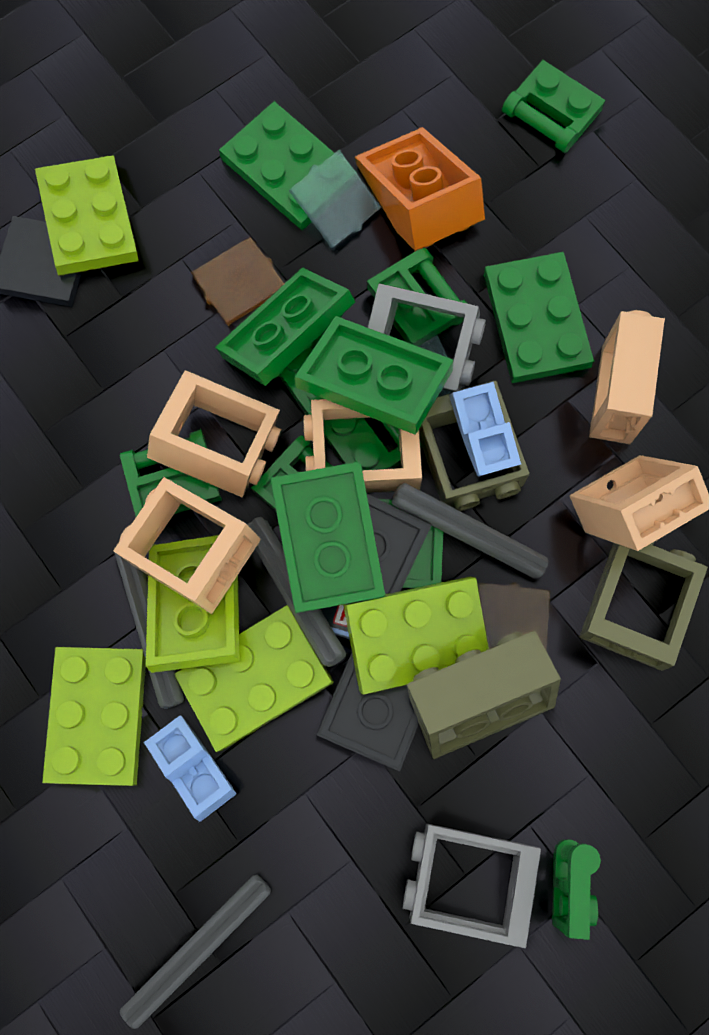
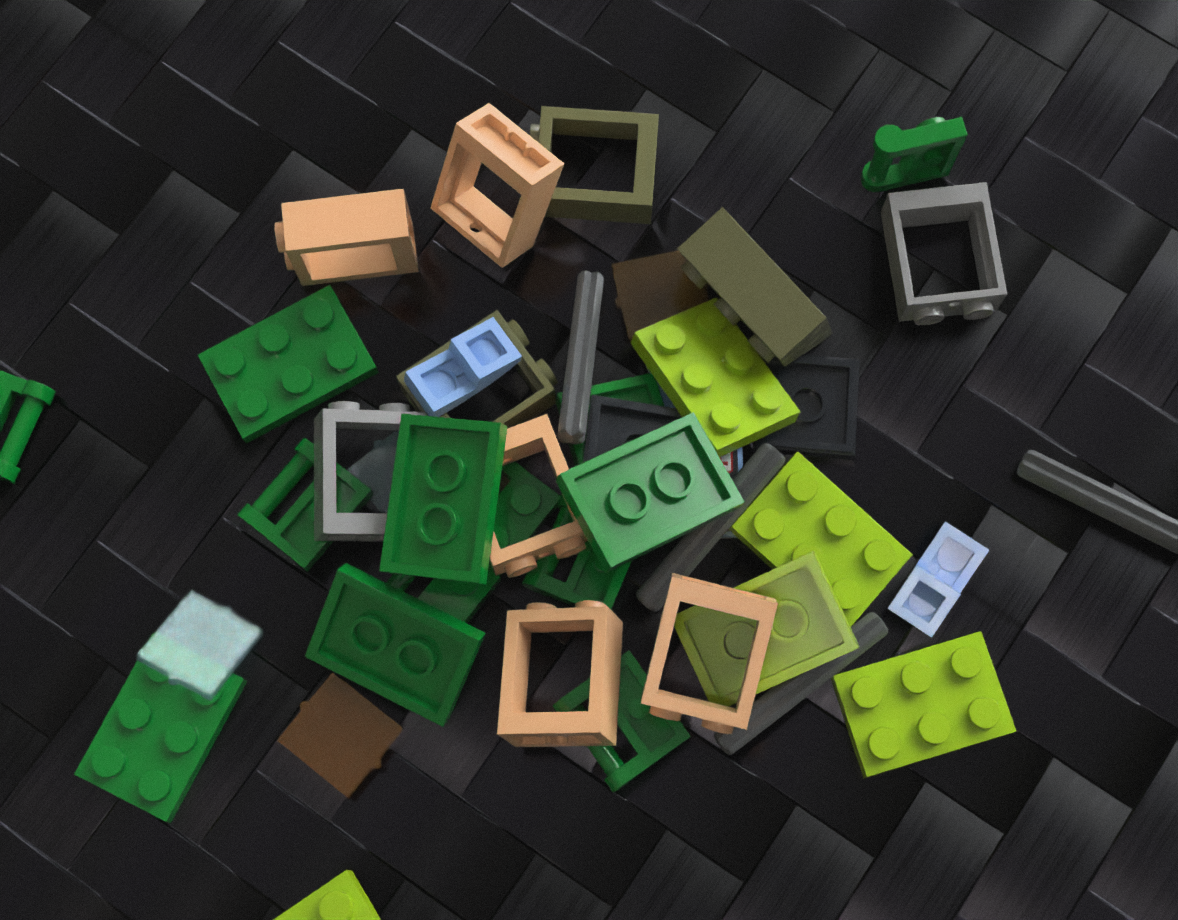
camera: 110 degrees left, 0 degrees up
(423, 188) = (152, 545): orange slope -> none

